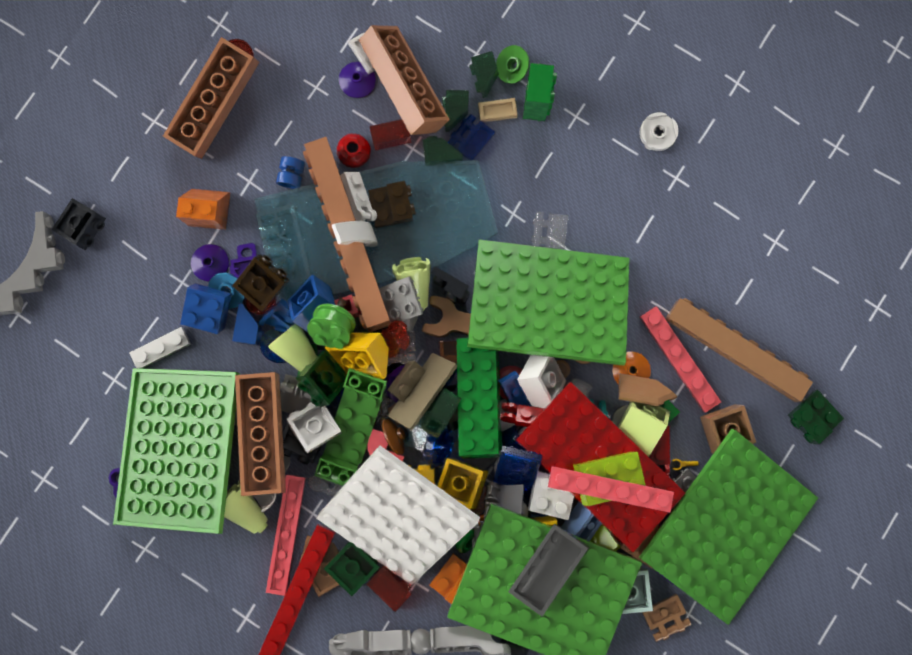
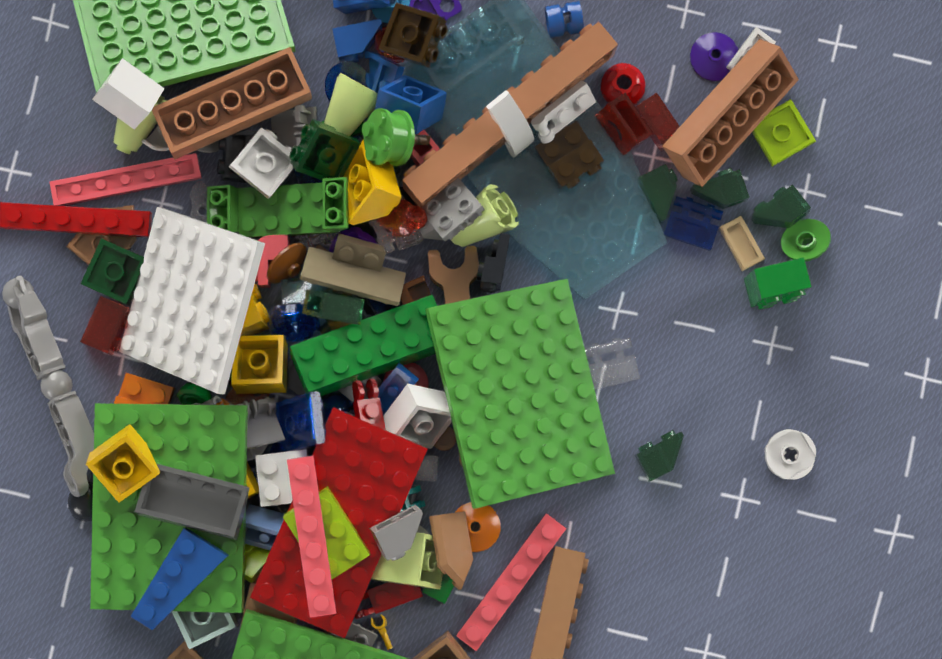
camera: 70 degrees right, 0 degrees up
(224, 509) = (128, 94): none -> white slope
(383, 158) = (624, 124): none -> clear red brick
(431, 52) = (783, 133): none -> lime plate
(502, 612) = (123, 463): none -> yellow slope
(598, 597) = (180, 573): none -> blue wing
(625, 425) = (397, 533): none -> light grey slope
(629, 221) = (661, 457): none -> clear green slope

